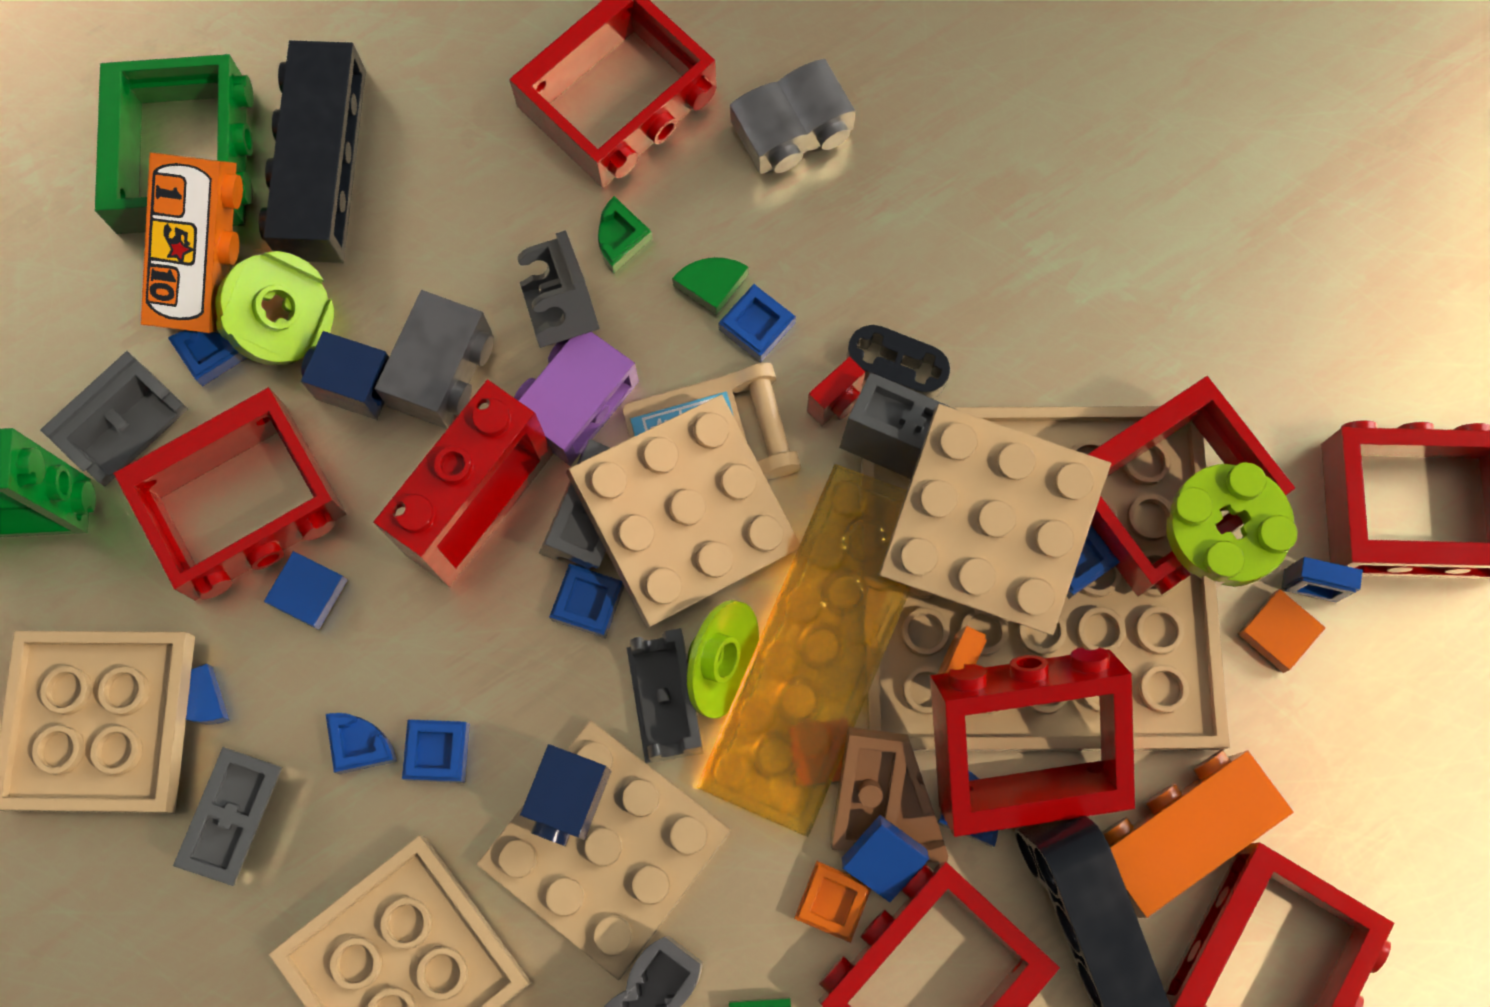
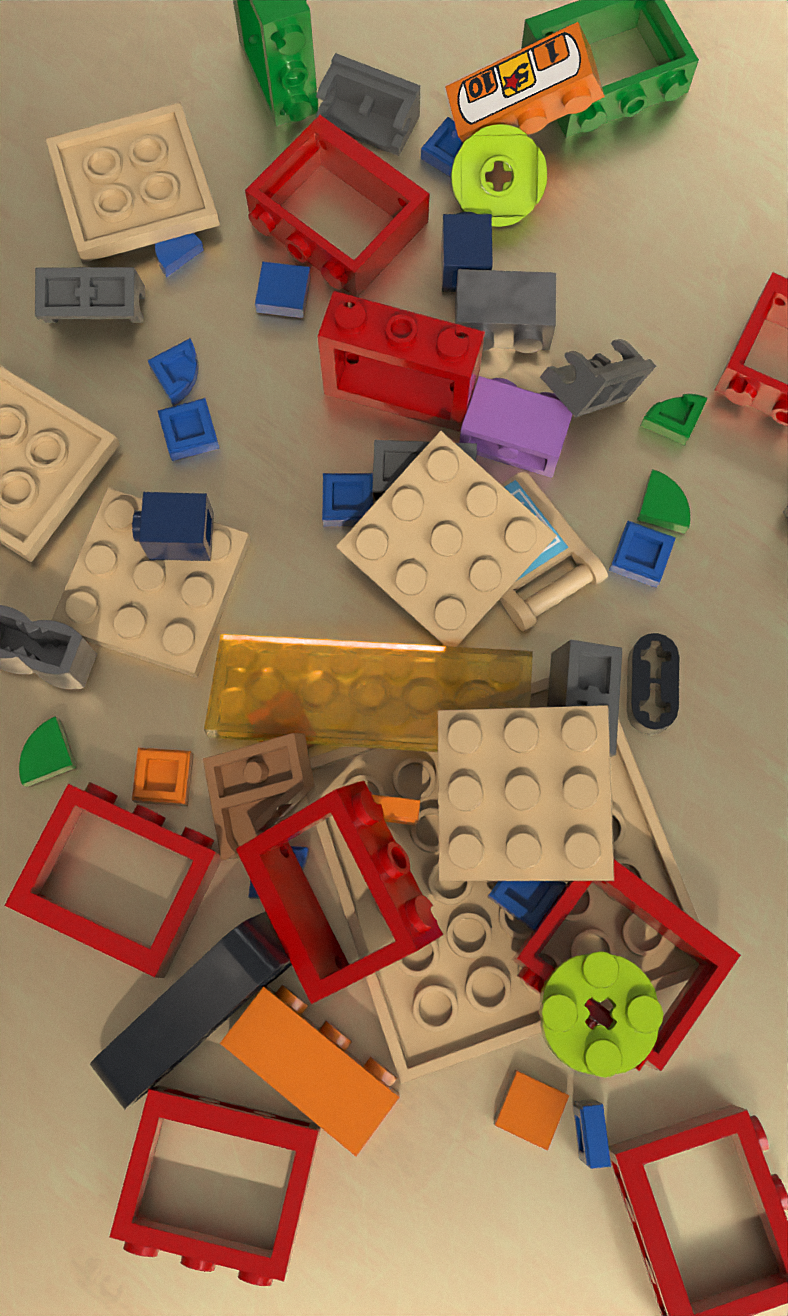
camera: 70 degrees right, 0 degrees up
(314, 151) = (647, 157): black brick -> none
(661, 697) = (288, 587): dark grey hinge -> none
(721, 657) = (329, 610): lime dish -> none
(836, 393) = (602, 630): red plate -> none
(885, 858) = (206, 803): blue tile -> none

